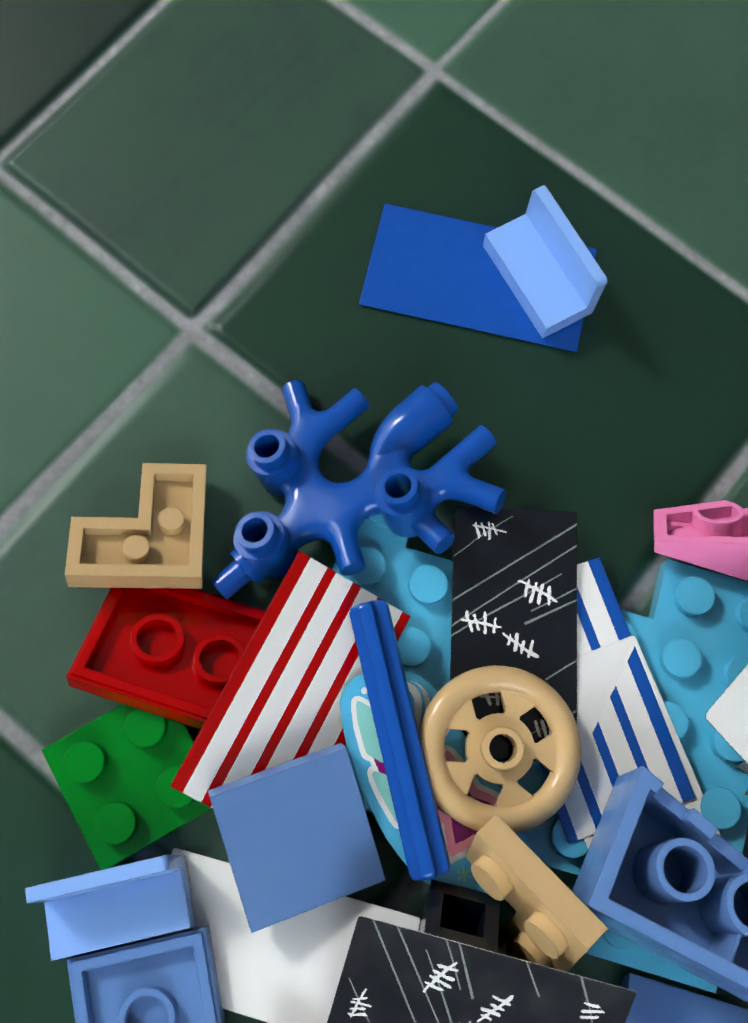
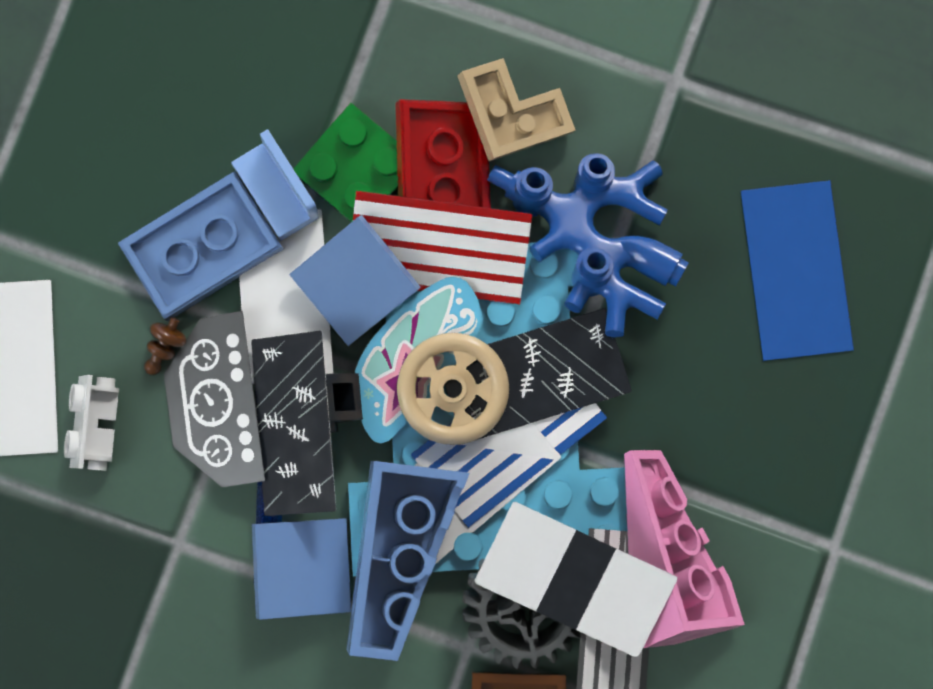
camera: 75 degrees right, 10 degrees up
(399, 741) = (436, 320): blue axle -> none
(546, 265) = (814, 312): light blue panel -> none
(549, 919) = (357, 450): tan plate -> none

